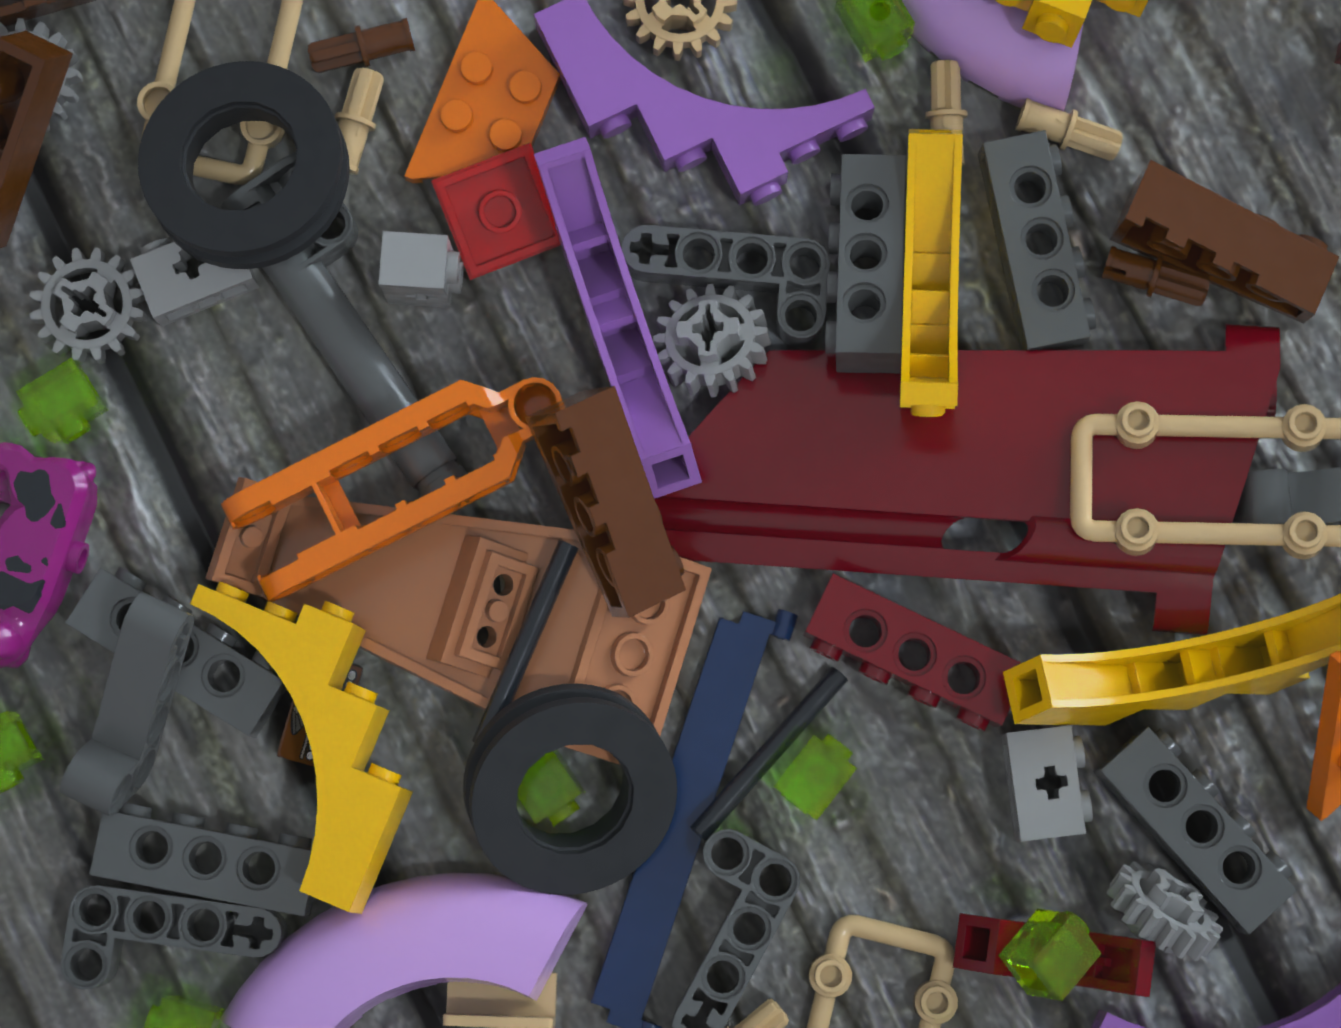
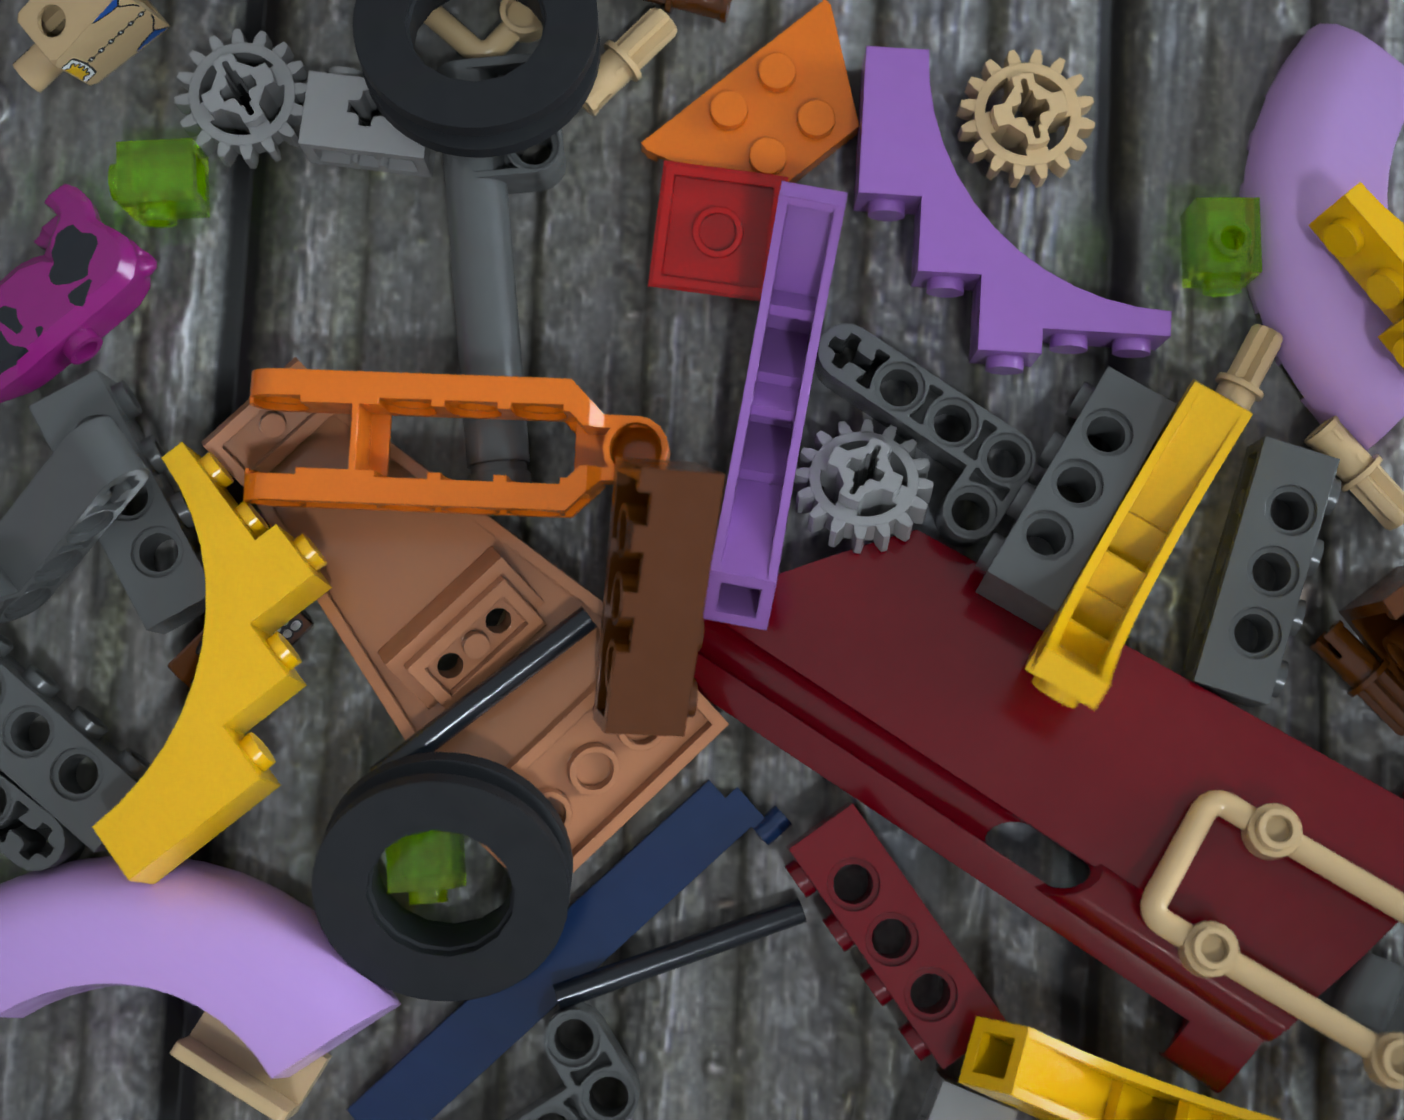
camera: 30 degrees right, 0 degrees up
(419, 269) = (598, 242): light grey brick -> none
(816, 775) = (714, 1008): clear neon green brick -> none

